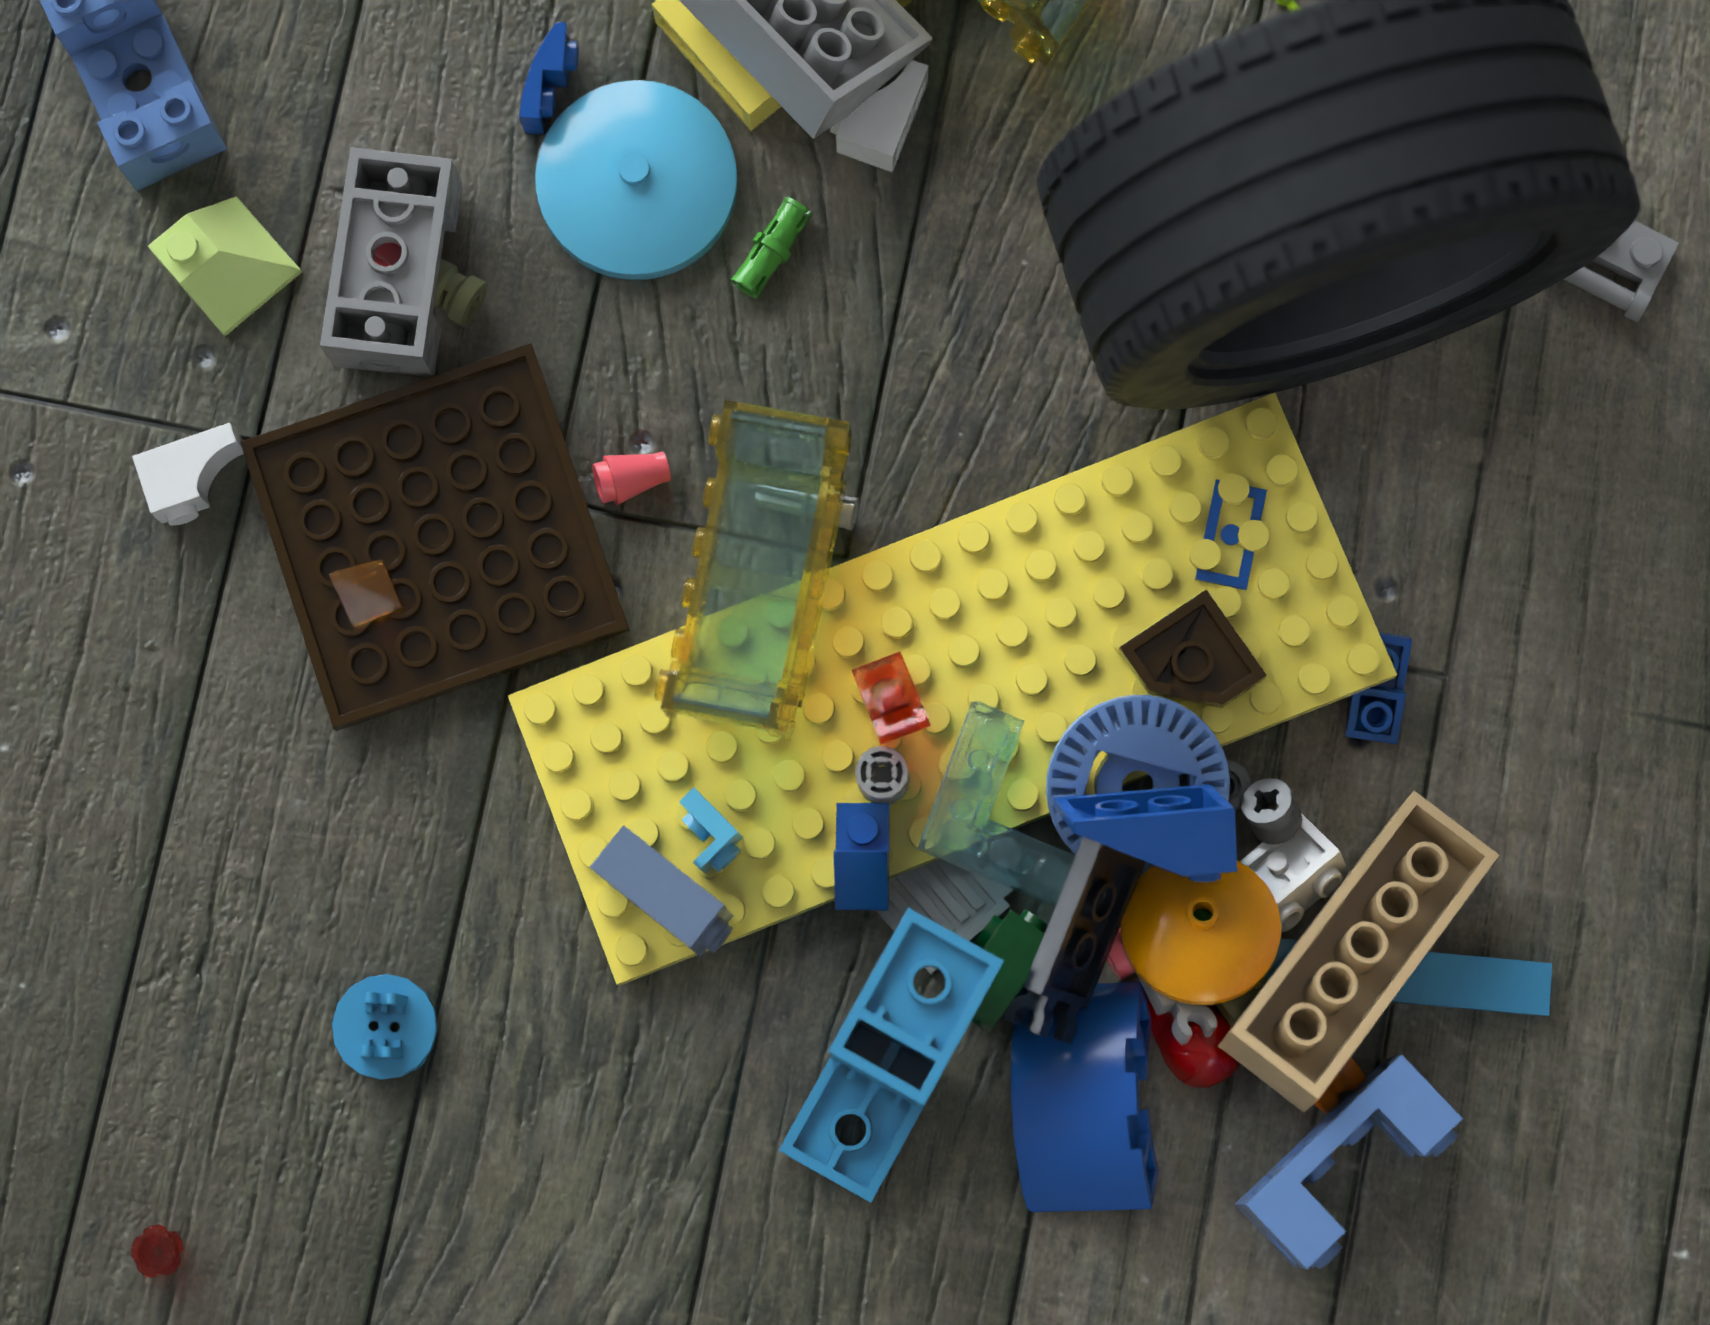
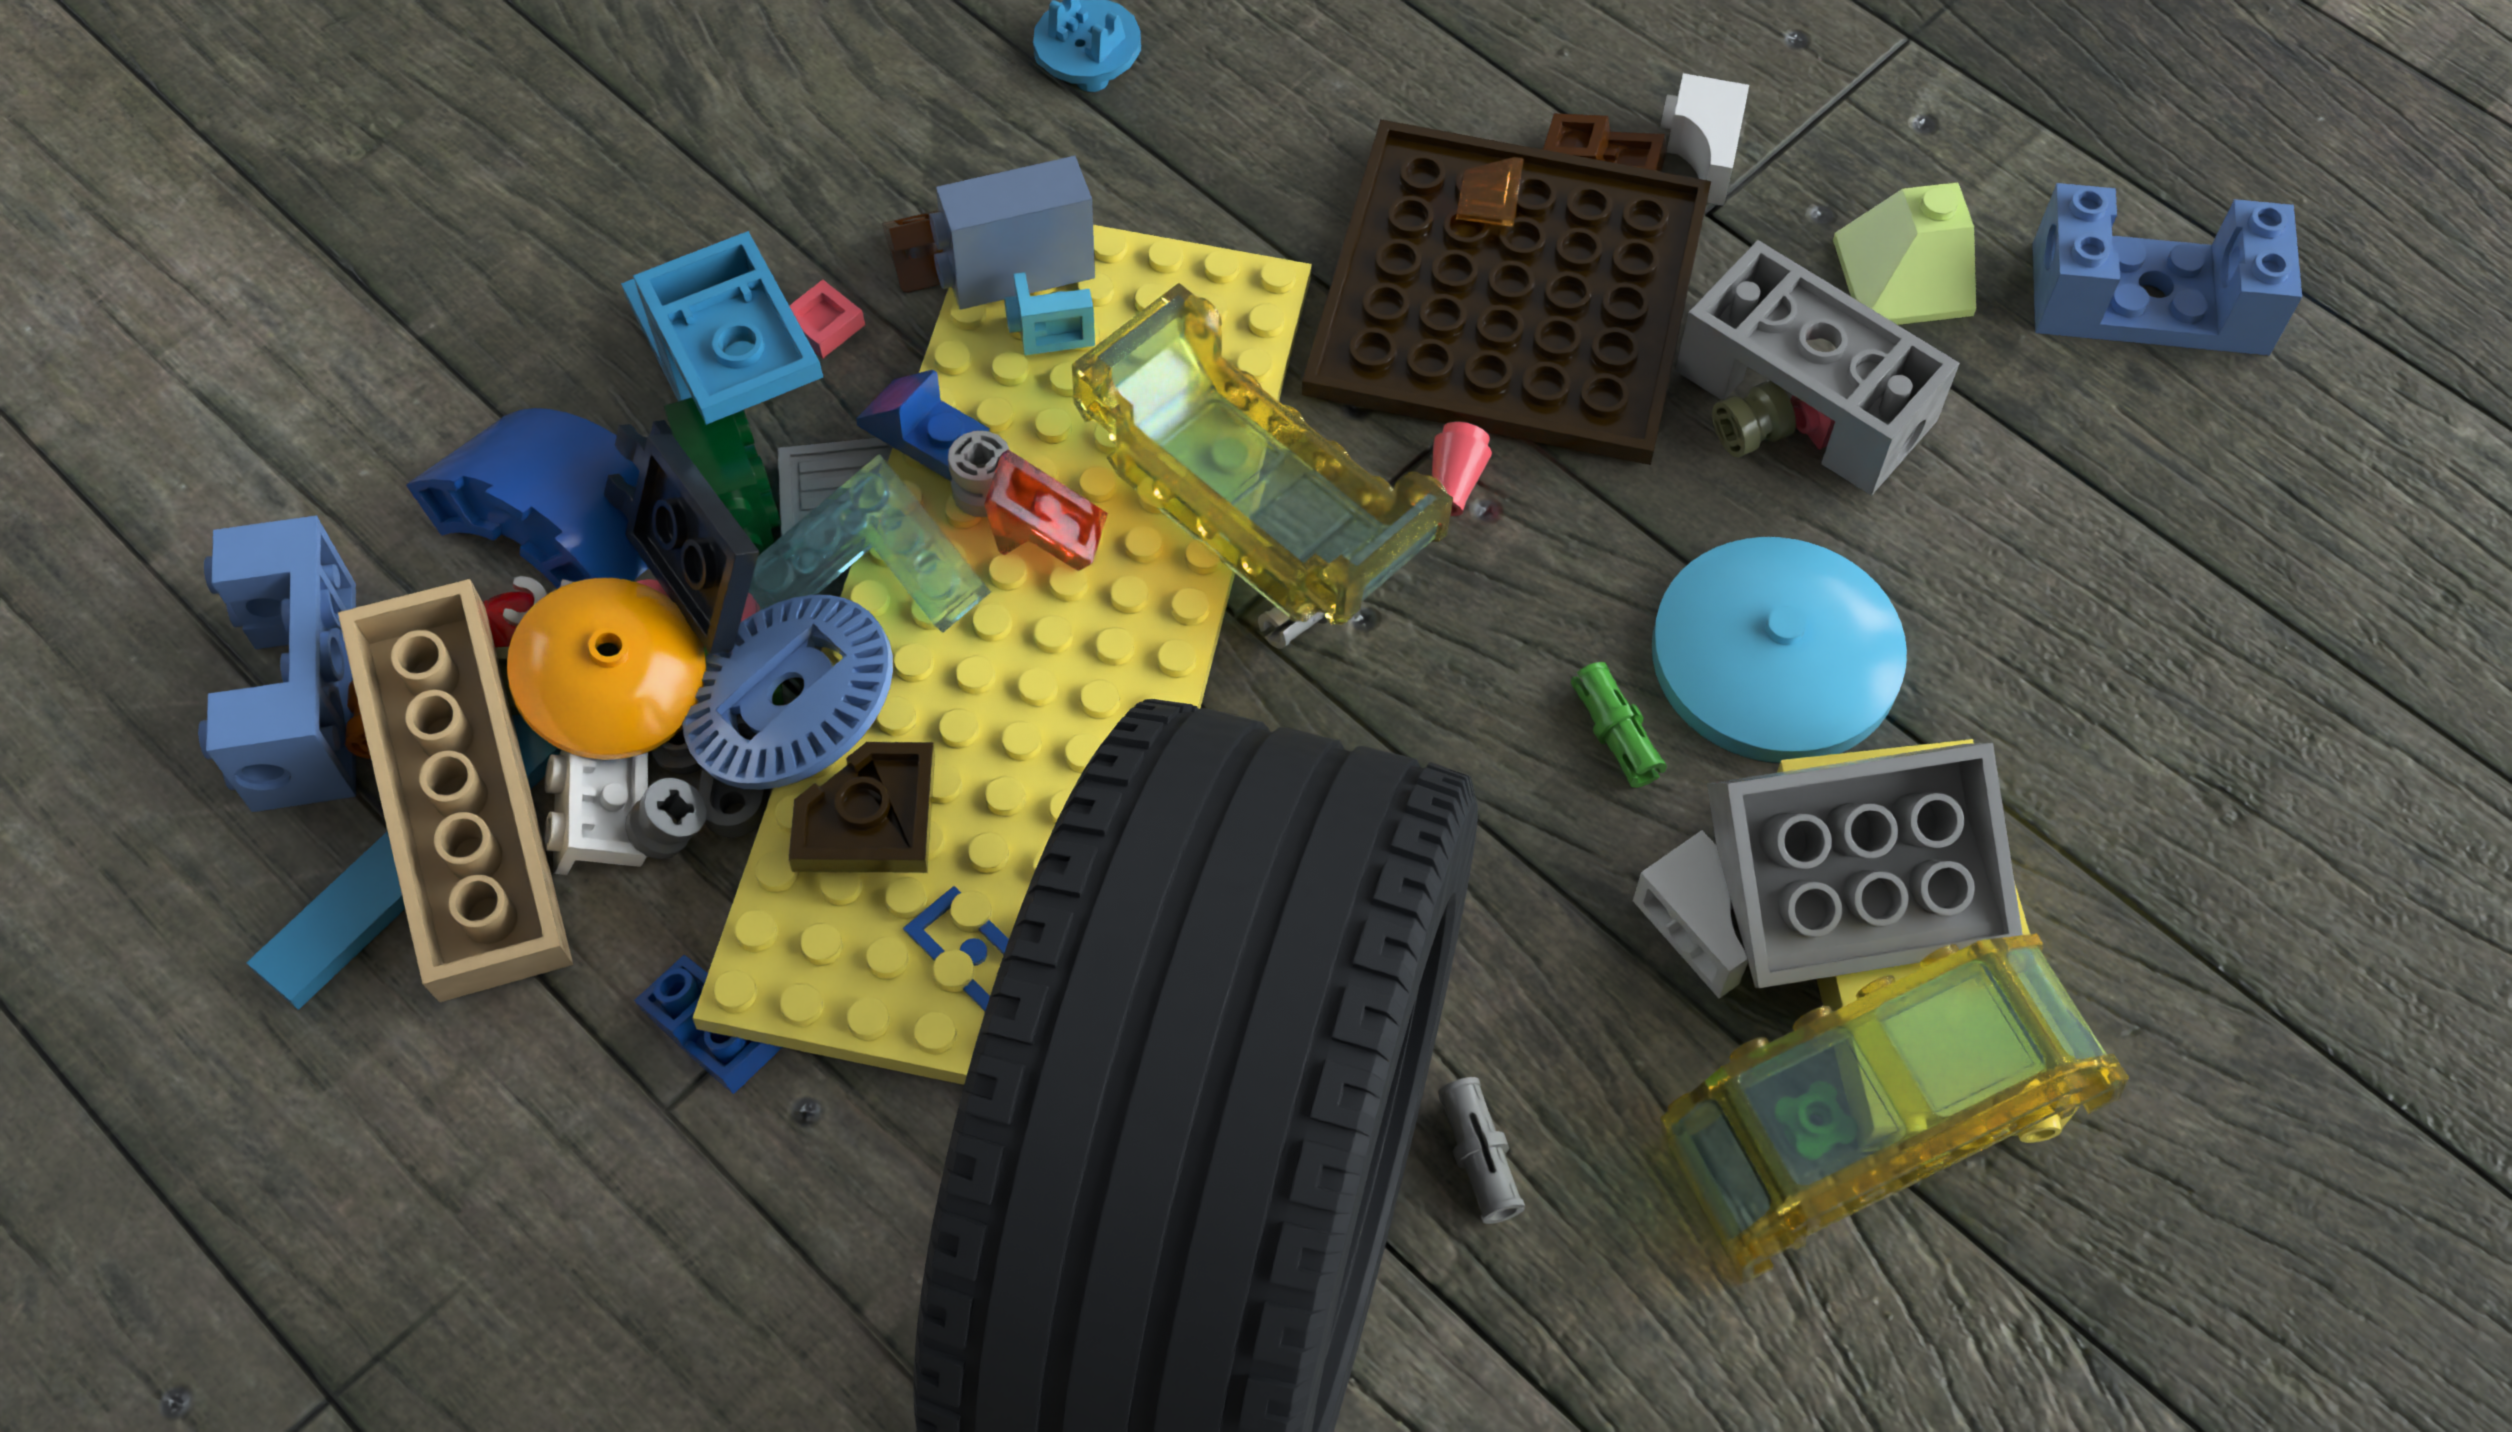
camera: 120 degrees right, 20 degrees down
(246, 548) = (1592, 138): none -> reddish brown slope
(549, 69) = (1963, 631): blue slope -> none
(678, 1007) = (913, 251): none -> reddish brown slope
(796, 1028) = (826, 317): none -> coral plate
(1173, 828) = (722, 635): blue slope -> none

